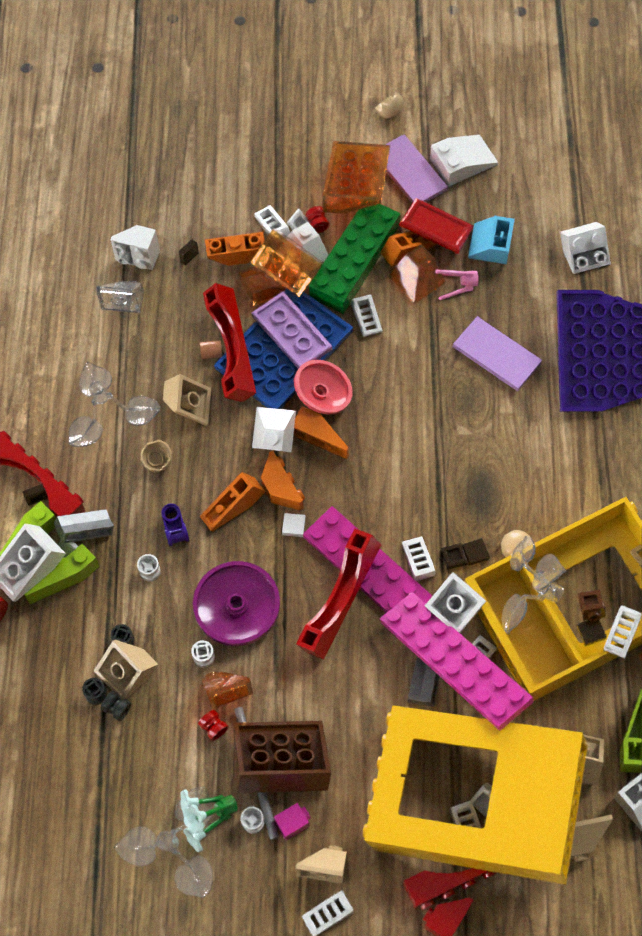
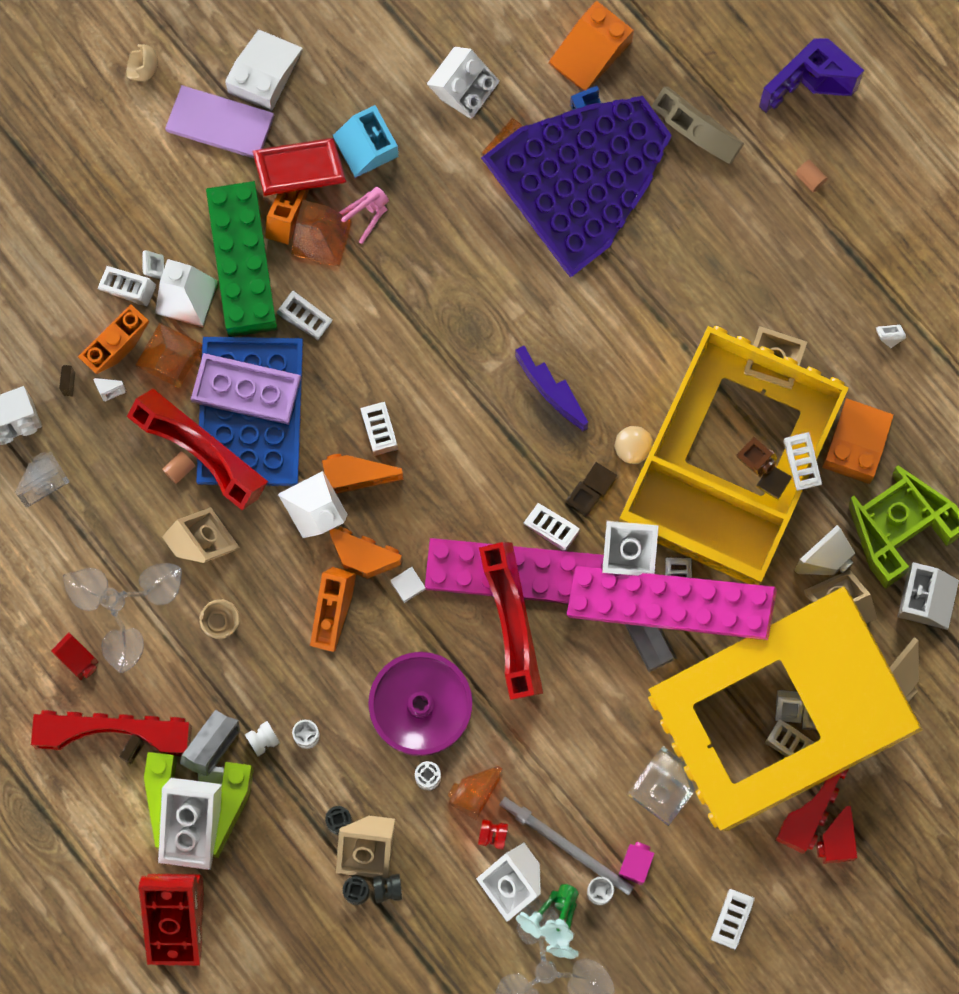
camera: 40 degrees left, 10 degrees up
(49, 411) = (75, 657): none -> red slope
(121, 550) = (263, 738): none -> white wheel
(174, 528) = (297, 675): dark purple piece -> none
(200, 765) = (512, 881): none -> white slope
(209, 273) = (109, 388): none -> white slope
(281, 757) = (579, 813): reddish brown slope -> none
(286, 262) = (184, 319): clear orange slope -> none
(317, 219) = (170, 247): red wheel -> none
(323, 387) = (328, 415): coral dish -> none
(324, 865) = (698, 877): tan slope -> none
(351, 429) = (383, 447): none -> white slope
(353, 782) = (663, 786): none -> clear slope
(354, 176) = (177, 173): clear orange slope -> none
(490, 475) = (558, 394): none -> dark purple slope
(497, 353) = (463, 260): lavender tile -> none
(546, 573) = (707, 468): clear plant -> none
(593, 714) = (828, 555): none -> white slope

